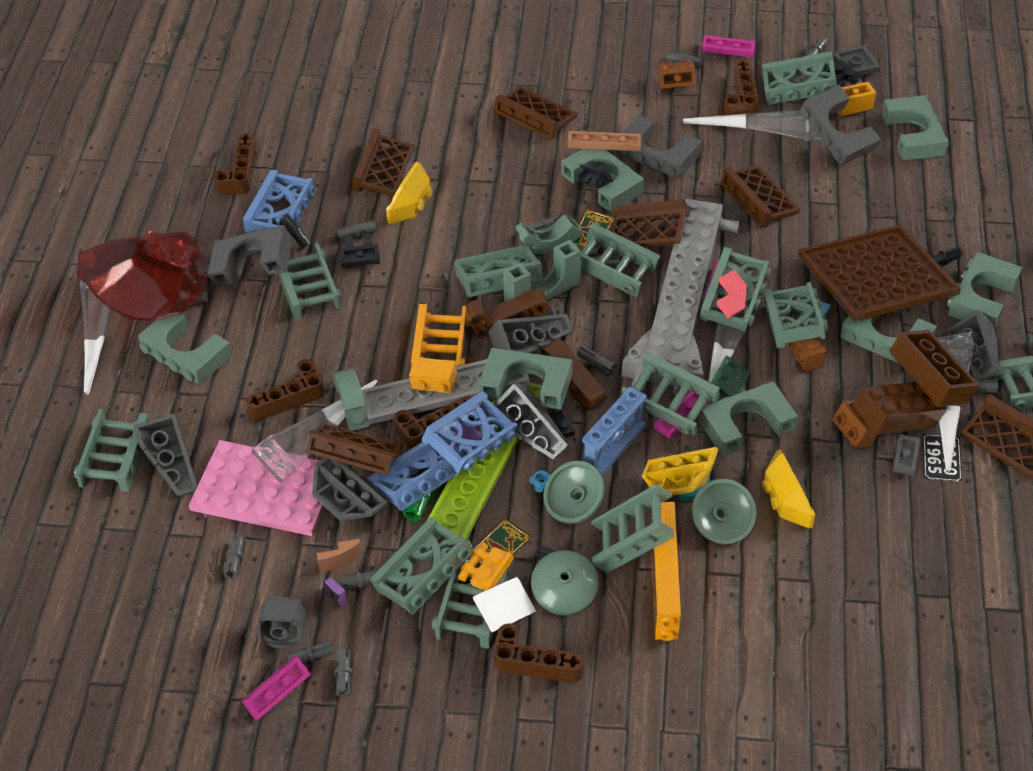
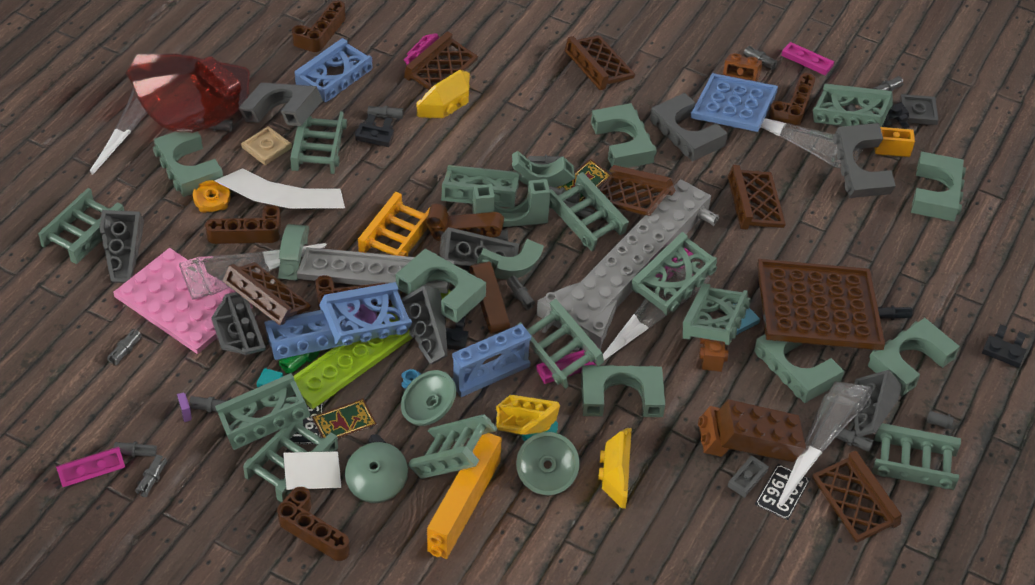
camera: 20 degrees right, 0 degrees up
(226, 382) = (210, 204): none -> light orange plate
(254, 303) = (266, 145): none -> tan tile
(281, 621) = (124, 413): dark grey brick -> none
(295, 231) = (331, 96): black axle -> none
(300, 346) = (280, 194): none -> white sticker
(334, 559) = (211, 378): nougat slope -> none
(353, 155) = (422, 45): none -> dark pink hinge
(402, 533) = (268, 376): none -> teal tile
(433, 375) = (367, 255): light orange brick -> none
(491, 569) = (317, 436): light orange plate -> none
(583, 322) = (513, 266): none -> sand green arch
(593, 176) = (611, 133): black hinge -> none
(604, 141) = (639, 105): nougat tile -> none
(688, 109) = (734, 102): none -> medium blue plate
(730, 377) = (627, 349): clear green plate -> none
(736, 288) = (665, 284): coral tile -> none
(933, 368) = (810, 406): reddish brown brick -> none

